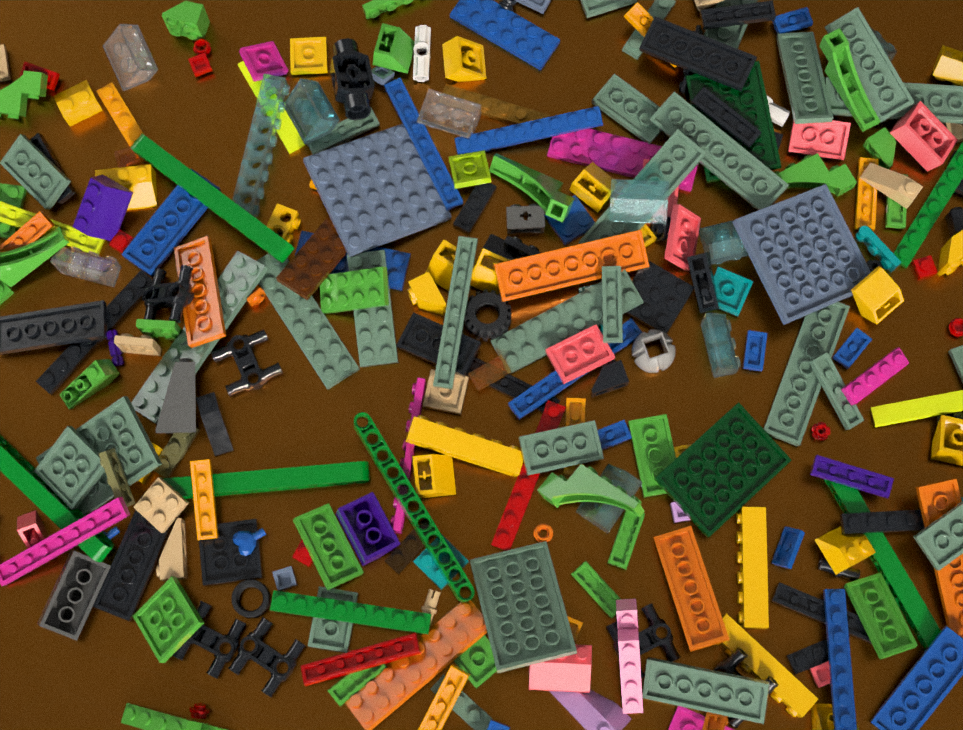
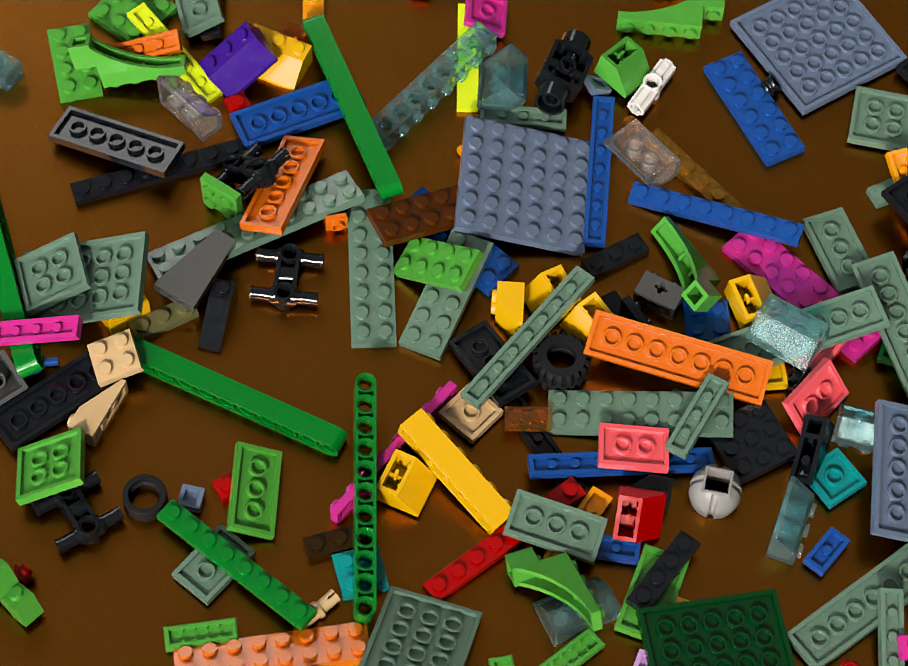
camera: 25 degrees right, 15 degrees down
(89, 382) = (125, 211): bright green slope -> none
(115, 352) = (166, 195): dark purple axle -> none
(115, 476) = (89, 299): olive plate -> none
(135, 345) = (190, 201): tan plate -> none
(204, 499) = (160, 375): light orange plate -> none
(221, 556) = (153, 442): black plate -> none
(247, 540) = (177, 439): blue rock -> none
(266, 657) = (124, 560): black piece -> none
(287, 228) = (407, 175): yellow brick -> none
(308, 55) = (534, 32): yellow plate -> none
(360, 659) = (216, 615): red tile -> none
(367, 528) = (305, 495): dark purple slope -> none
(463, 60) = (691, 115): yellow slope -> none
(469, 169) = (631, 217): lime plate -> none
(547, 528) = (485, 598): orange plate -> none
(612, 403) = (638, 514): none -> red slope
(654, 436) = (663, 571): none -> black plate

